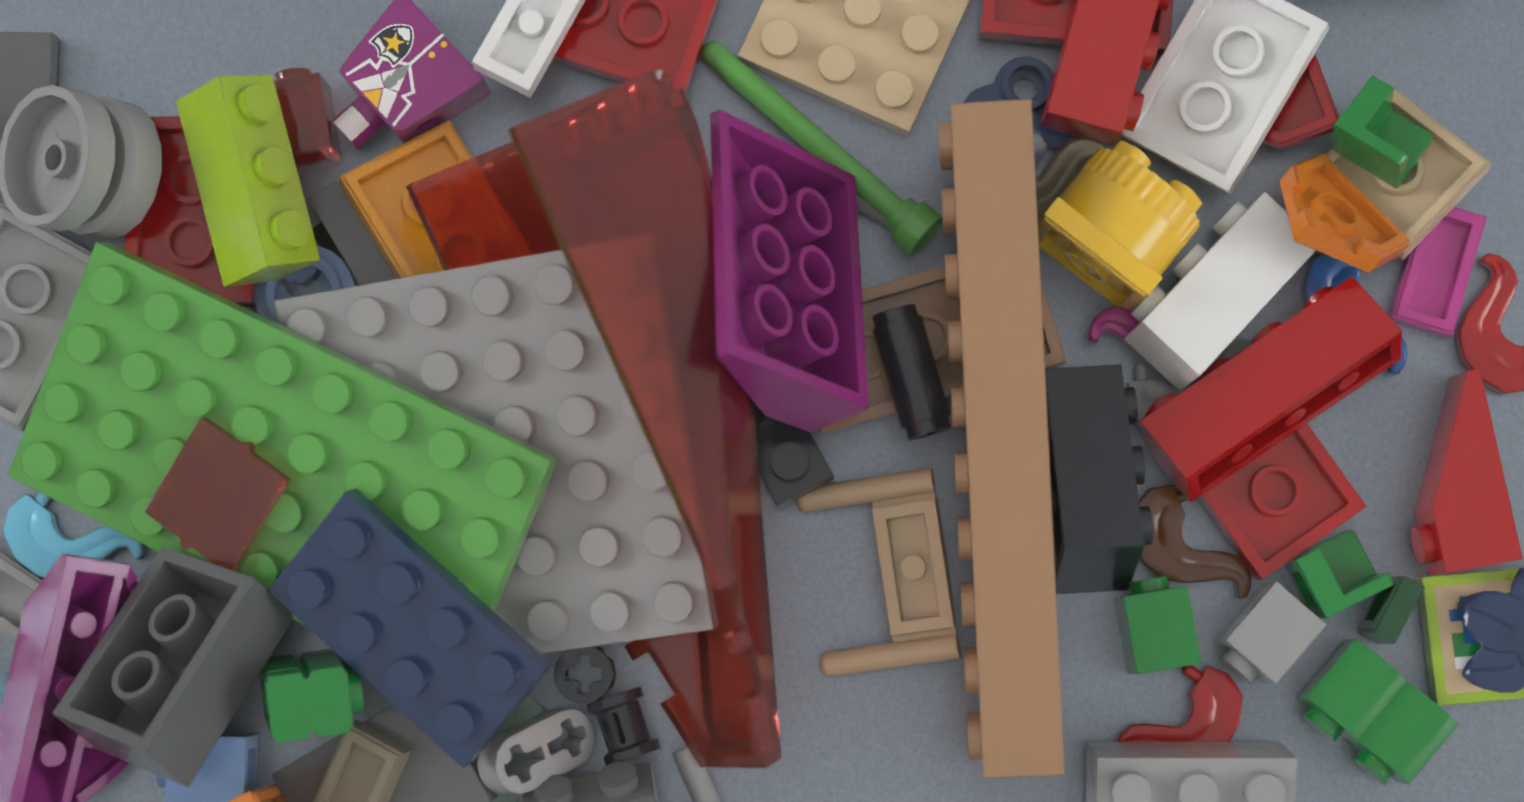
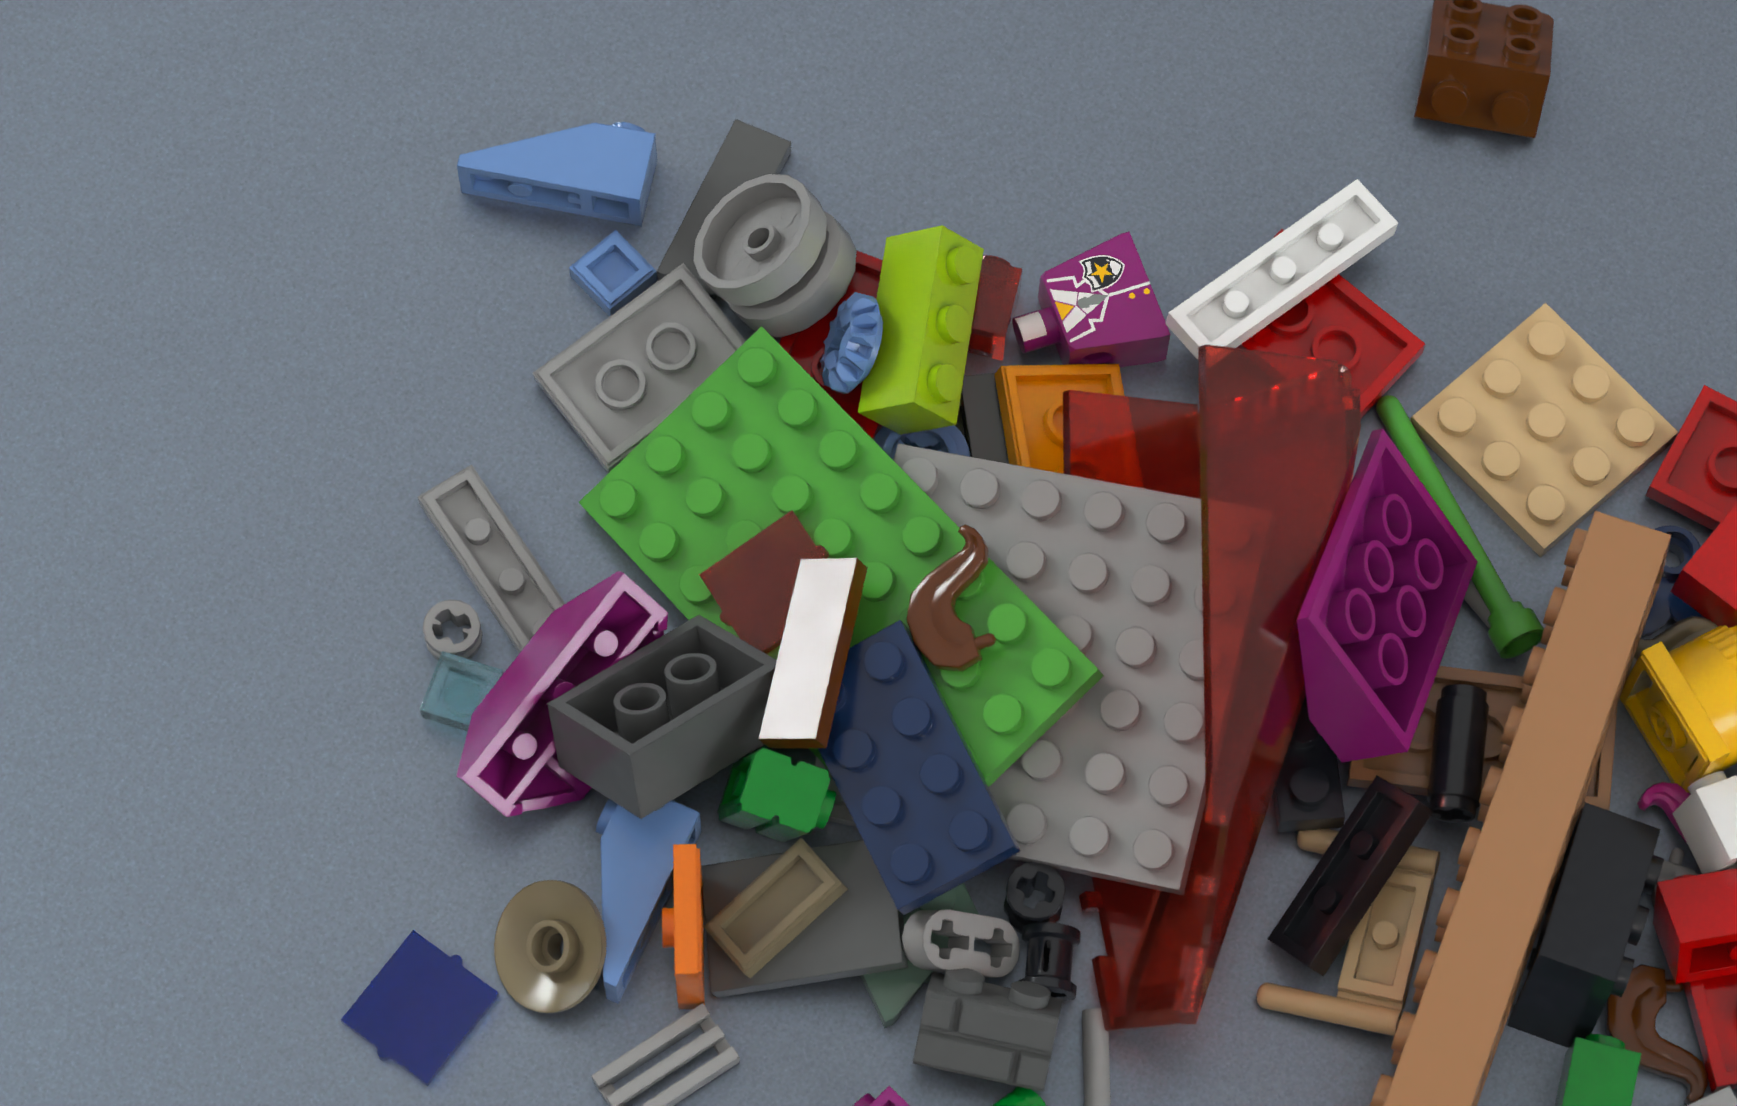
camera: 20 degrees right, 15 degrees down
(38, 543) = (577, 562): medium azure piece -> none
(188, 221) = (852, 343): none -> medium blue gear
(278, 560) = (813, 653): none -> tile
(373, 471) = (931, 610): none -> reddish brown piece
(860, 530) = (1350, 875): none -> black plate

